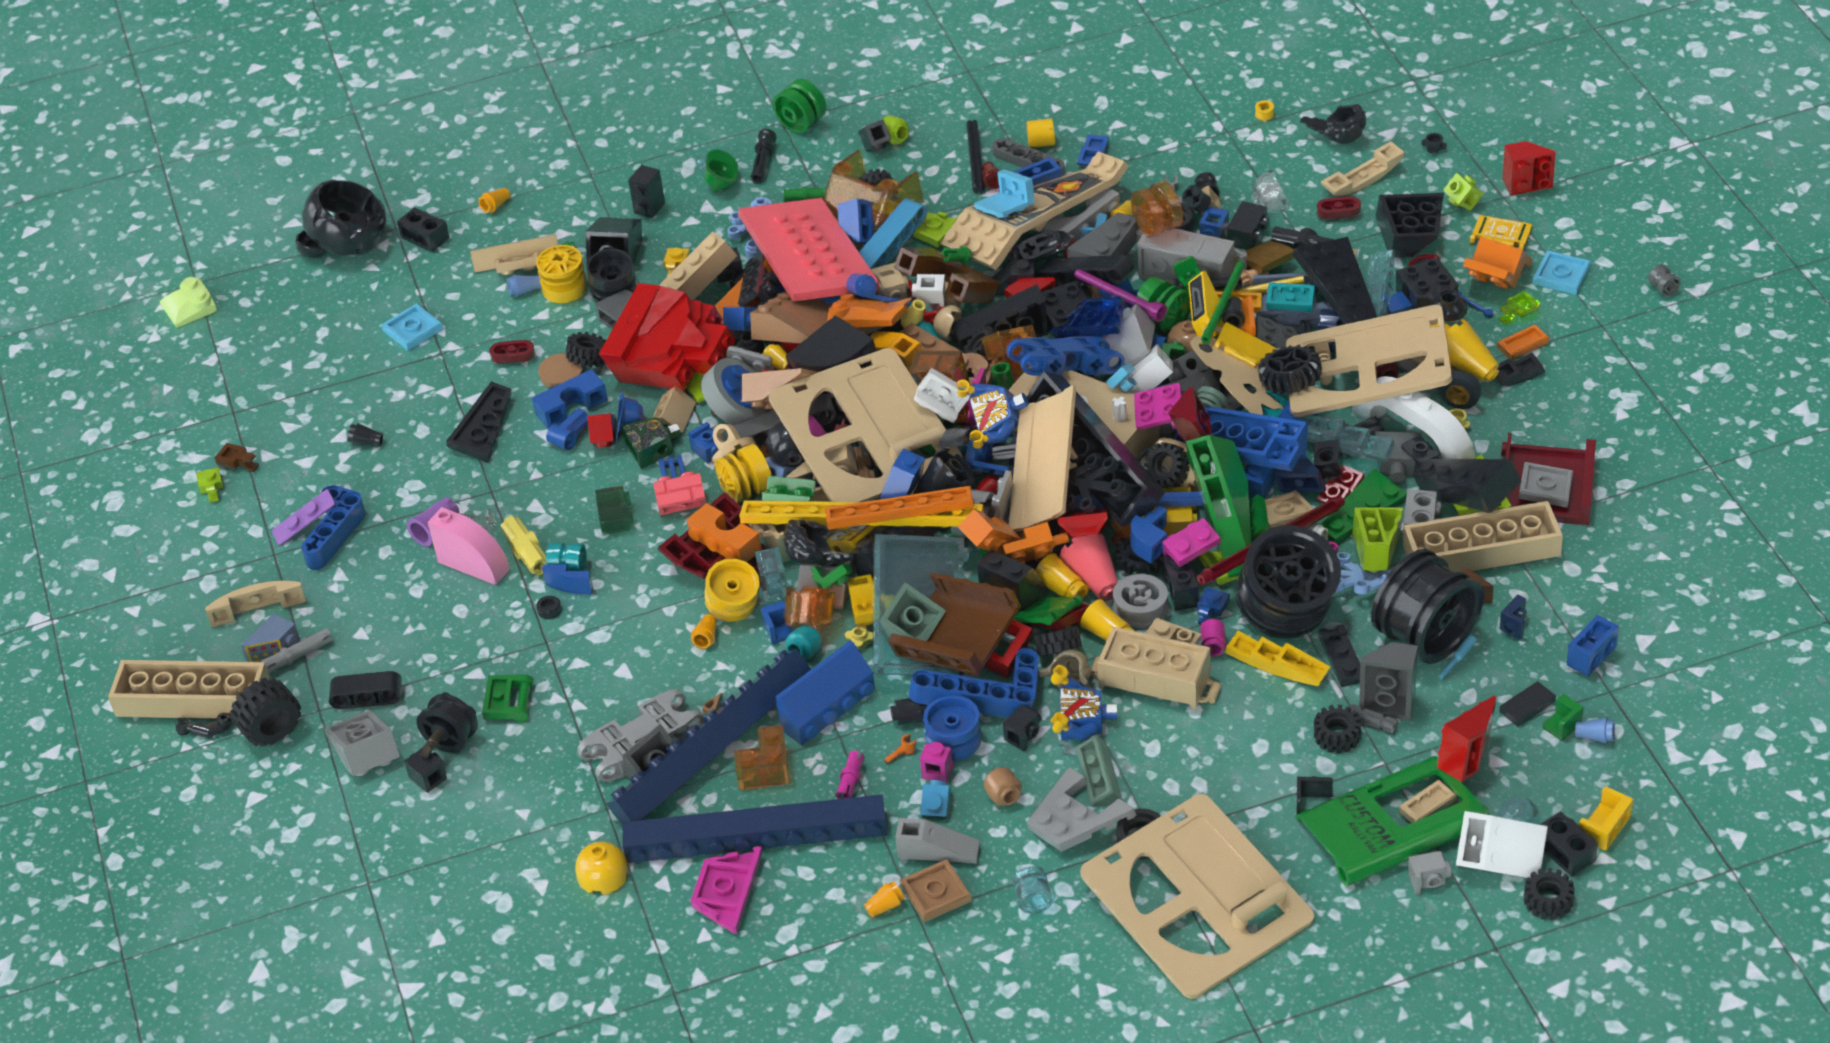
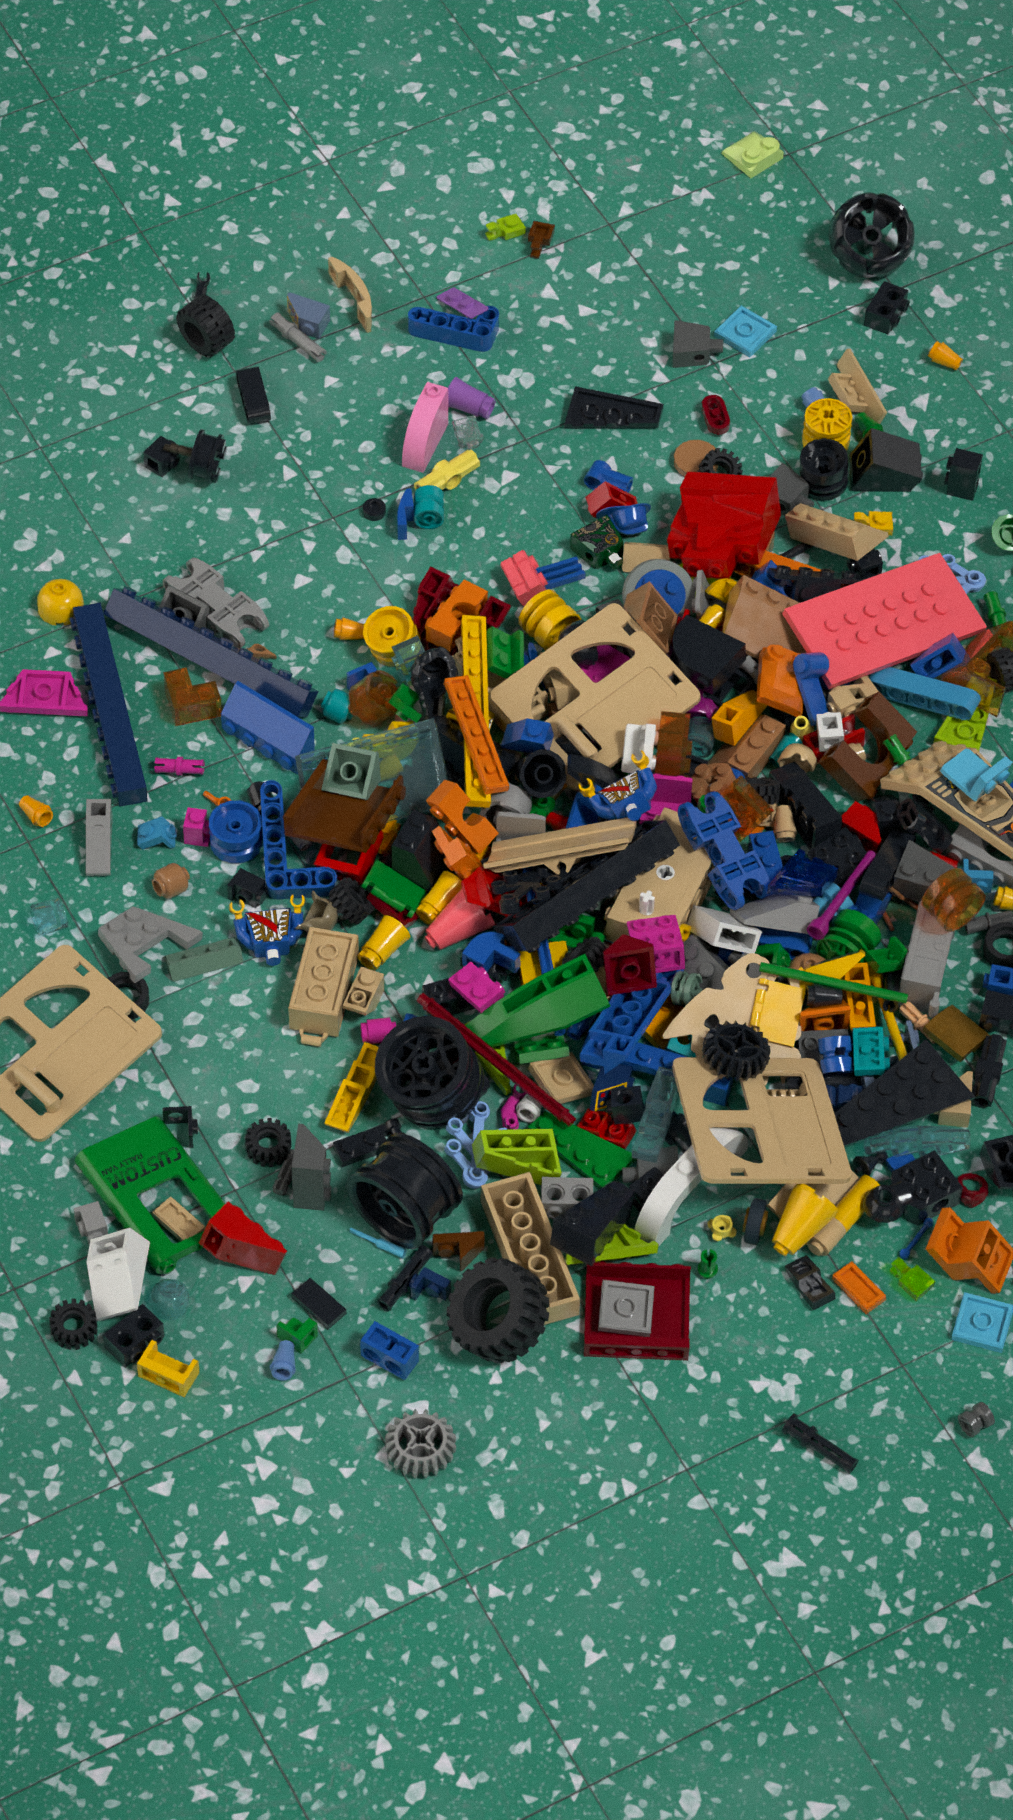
camera: 75 degrees right, 10 degrees up
(180, 687) = (237, 268): tan brick -> none
(363, 435) = (581, 322): black cone -> none
(363, 743) = (189, 404): light grey slope -> none
(418, 360) = (693, 344): none -> dark grey torso
(499, 697) = (252, 493): green plate -> none
(582, 389) = (640, 459): blue arch -> none
(613, 510) = (500, 532): clear green brick -> none
(702, 442) = (602, 589): blue brick -> none
(733, 442) = (588, 602): tan tile -> none
(743, 343) = (721, 588): none -> yellow tile
(935, 890) = (49, 847): medium nougat plate -> none
(1123, 378) = (697, 901): medium azure tile -> none
(1146, 600) = (423, 956): light grey wheel -> none
(1292, 321) = (839, 1063): none -> blue wheel
(1500, 427) = (707, 1267): none -> green pin
(1512, 641) = (398, 1286): none -> black pin
(1585, 530) = (520, 1326): none -> black tyre
(1682, 381) = (807, 1438): none -> black pin
(1692, 639) = (420, 1457): none -> light grey gear

